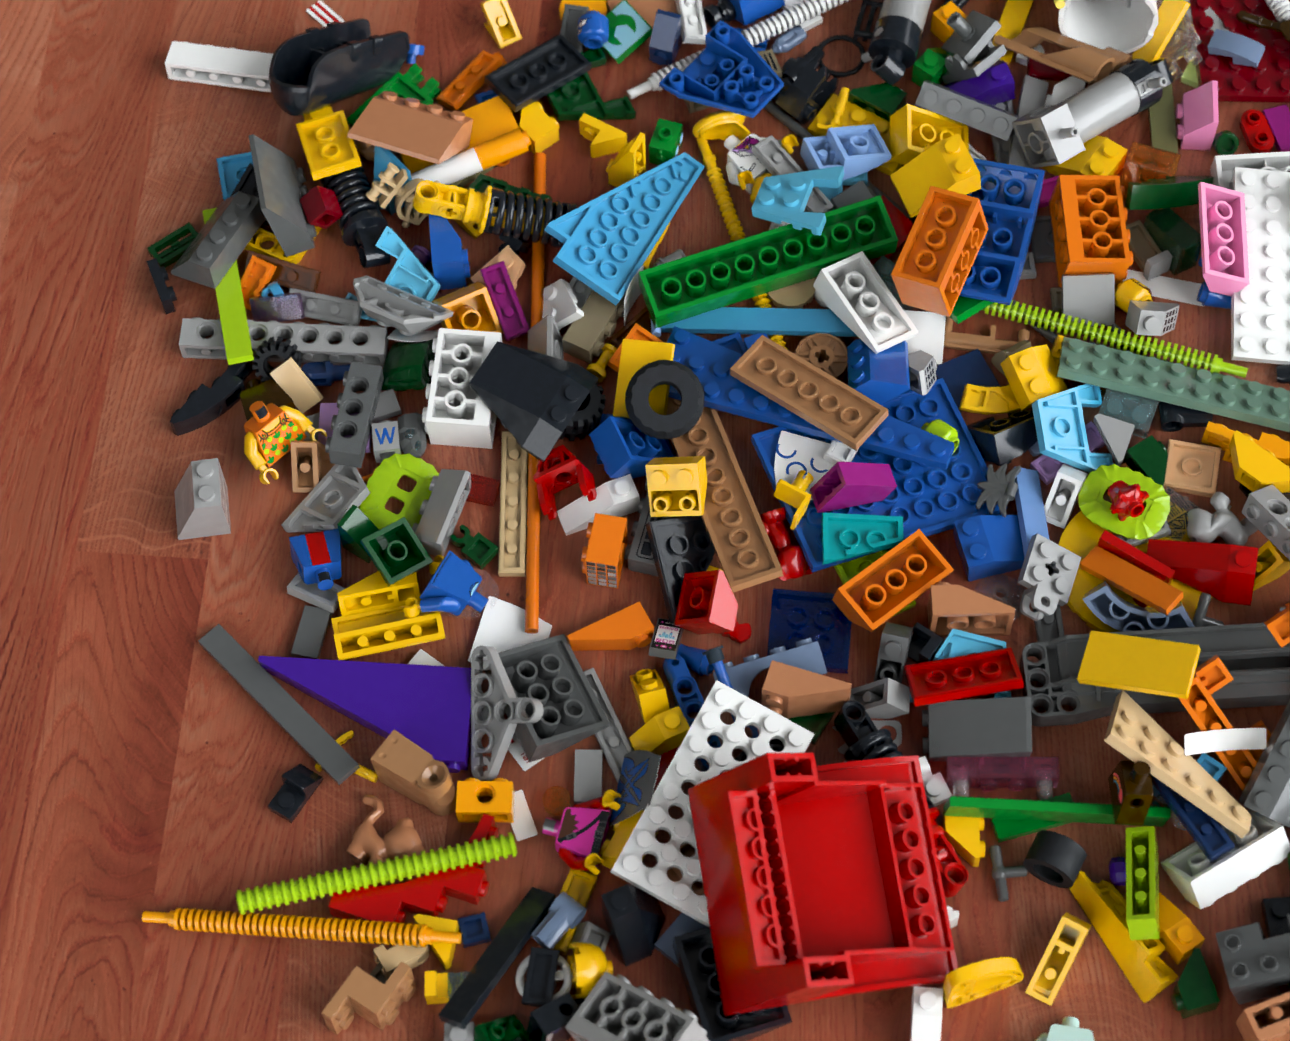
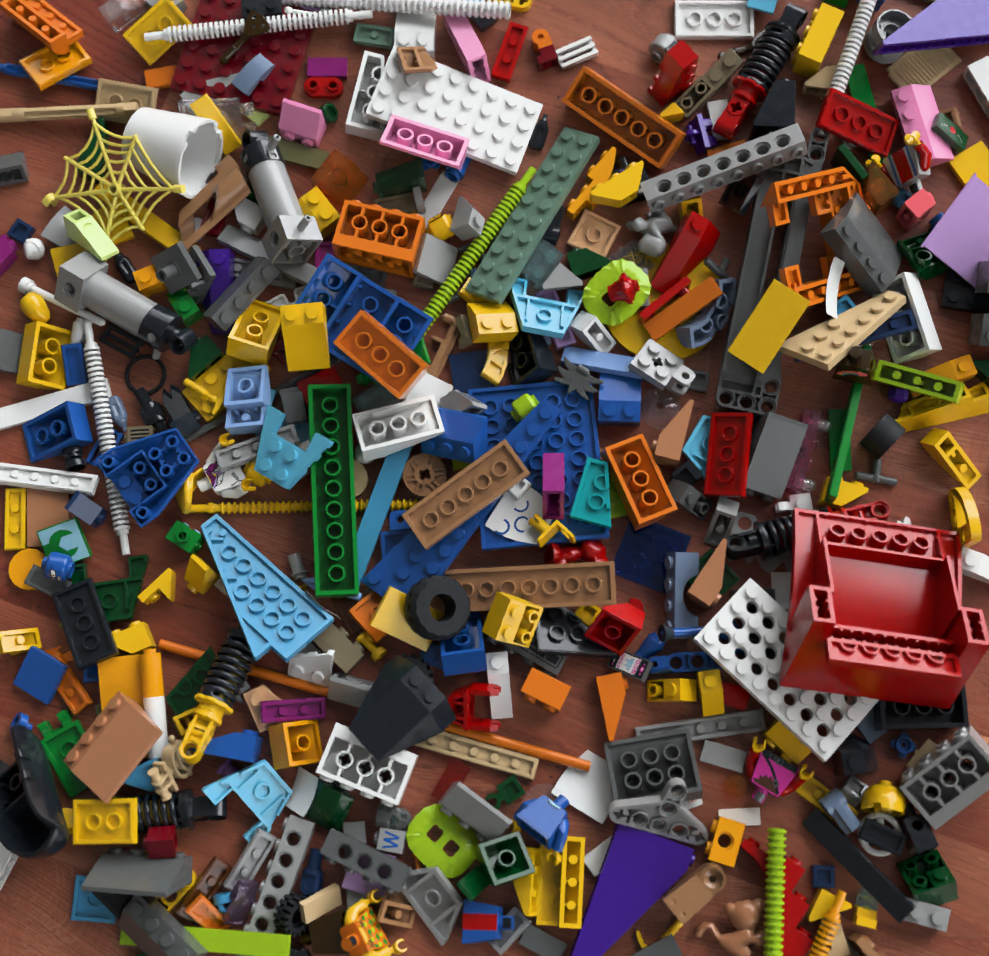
camera: 70 degrees left, 15 degrees up
(397, 307) = (279, 801): light grey wedge -> none
(470, 52) = (40, 674): none -> blue tile
(635, 784) = (751, 720): sticker -> none
(662, 979) = (909, 744): none -> blue plate
(1165, 193) = (366, 169): dark green slope -> none

